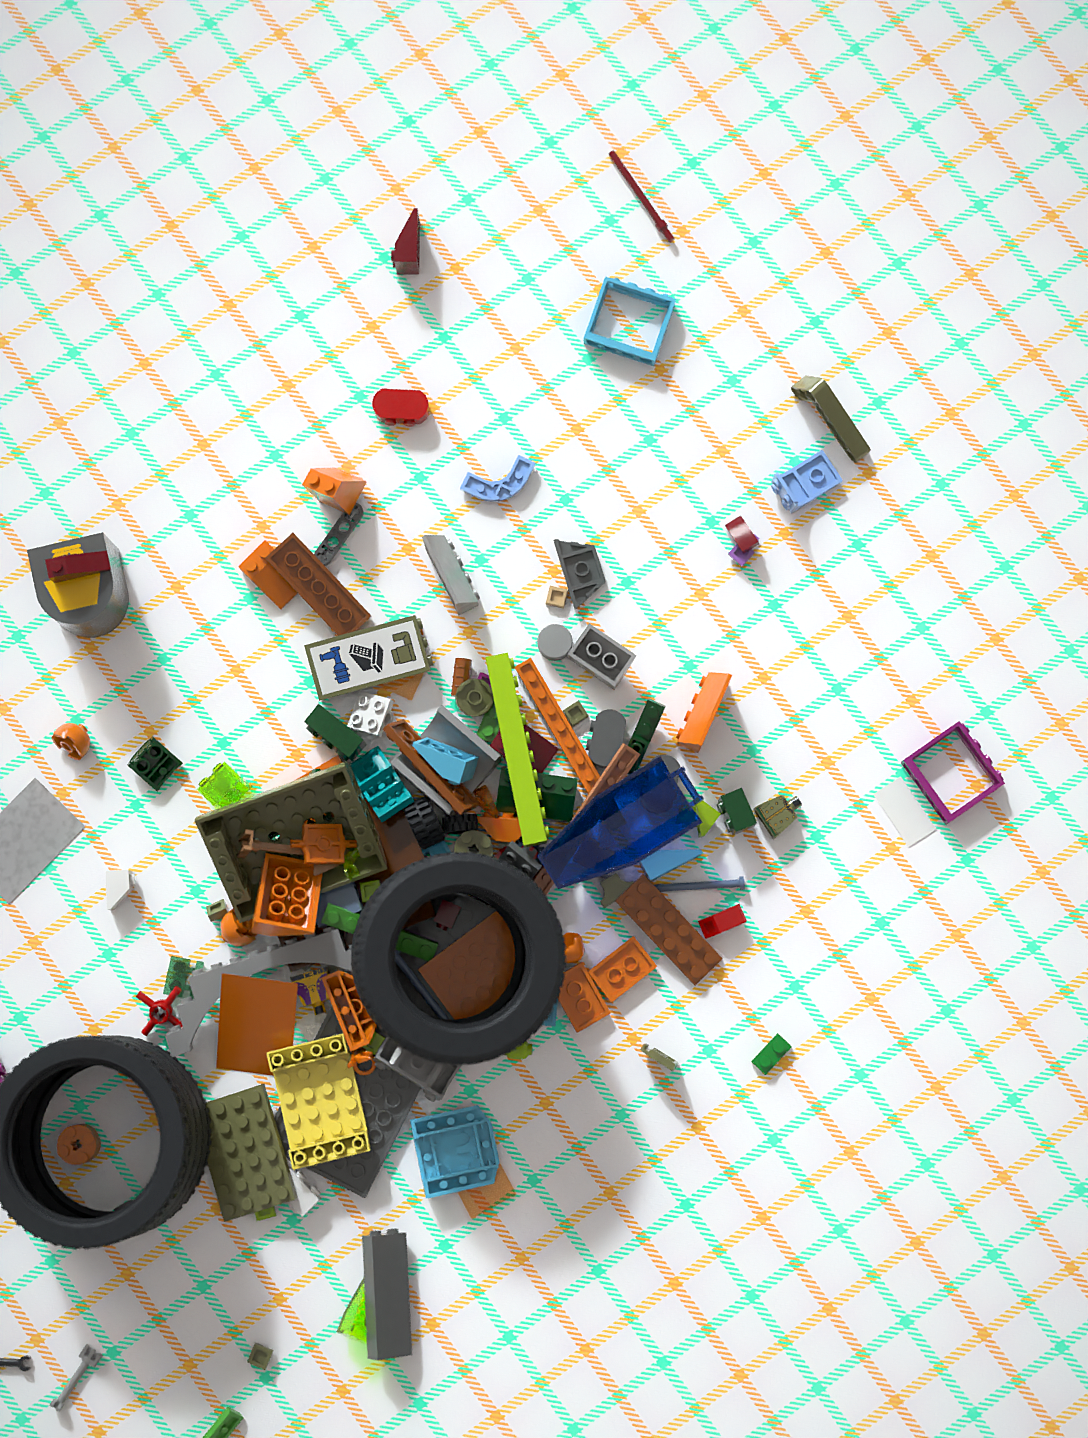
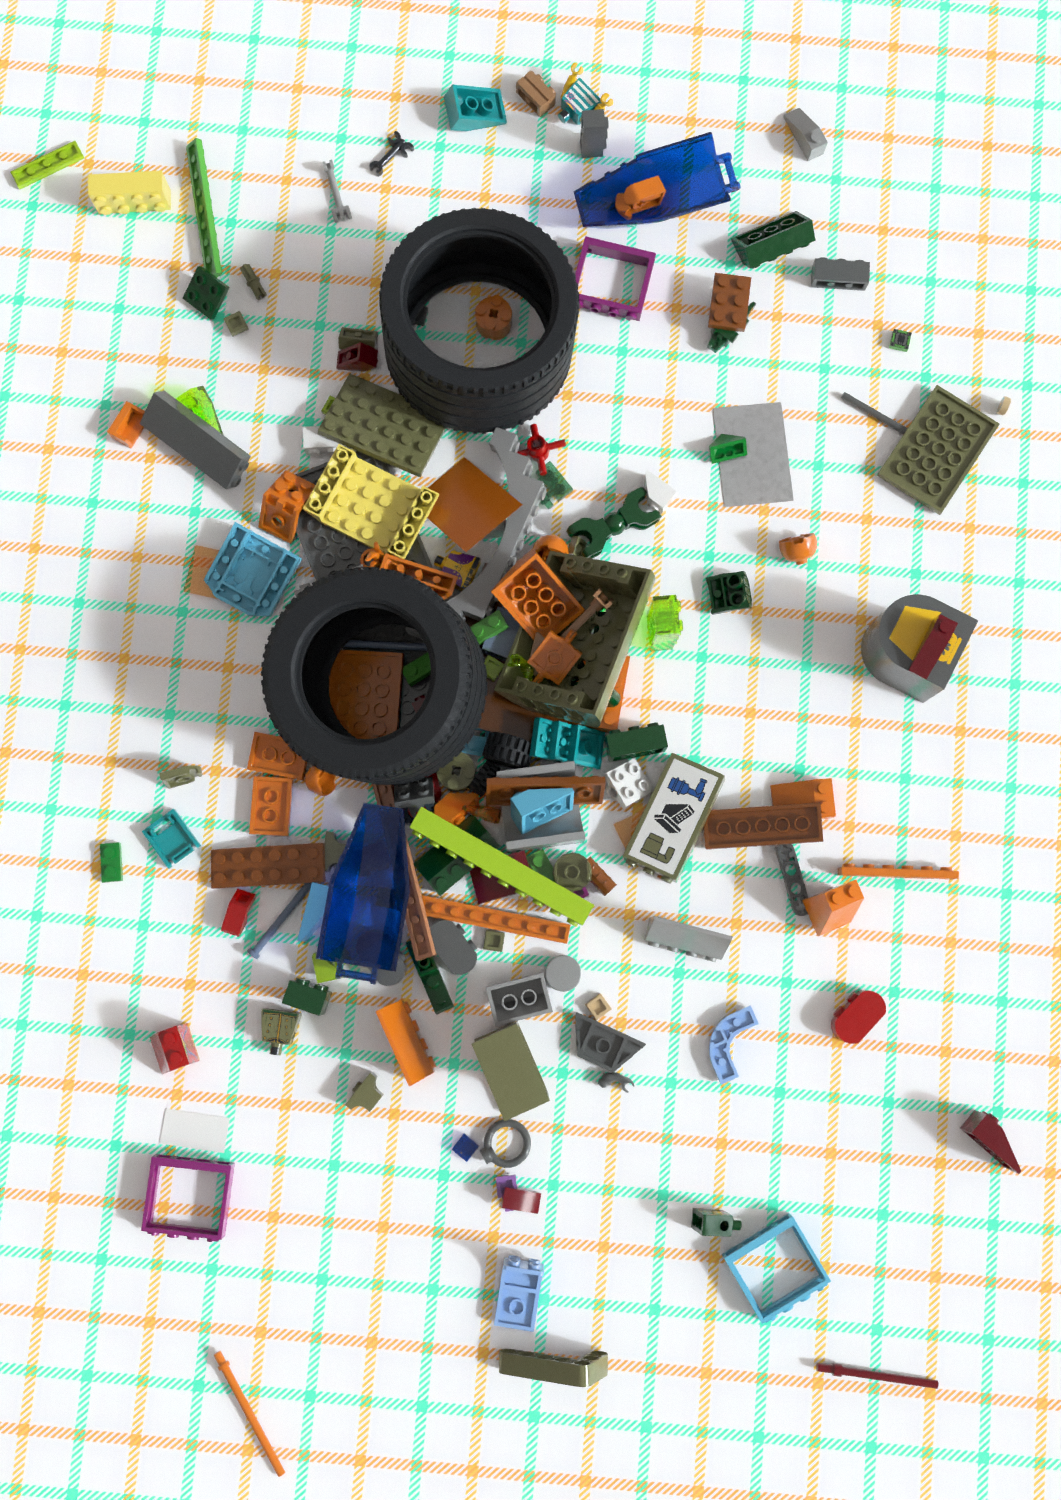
camera: 125 degrees right, 0 degrees up
(34, 864) = (727, 447): none -> green slope
(173, 898) = (614, 523): none -> dark green piece
(189, 1242) = (351, 336): none -> olive slope
(206, 1226) = (357, 358): none -> dark red slope
(211, 1375) = (253, 281): none -> olive axle
(255, 1404) = (206, 292): none -> dark green plate
(272, 469) = (905, 872): none -> orange plate
(378, 1170) = (284, 505): none -> orange bracket
(420, 1365) = (127, 425): none -> orange panel
(599, 544) = (610, 1077): none -> dark grey piece
(636, 388) = (714, 1222): none -> torso
(656, 615) = (510, 1070): none -> olive piece
(714, 1021) = (174, 841): none -> teal container
(730, 584) = (488, 1152): none -> dark grey piece
(740, 606) = (465, 1147): none -> clear blue tile
(767, 709) = (365, 1093): none -> olive brick
(862, 877) = (174, 1048): none -> red slope
(1040, 644) = (224, 1367): none -> orange bar

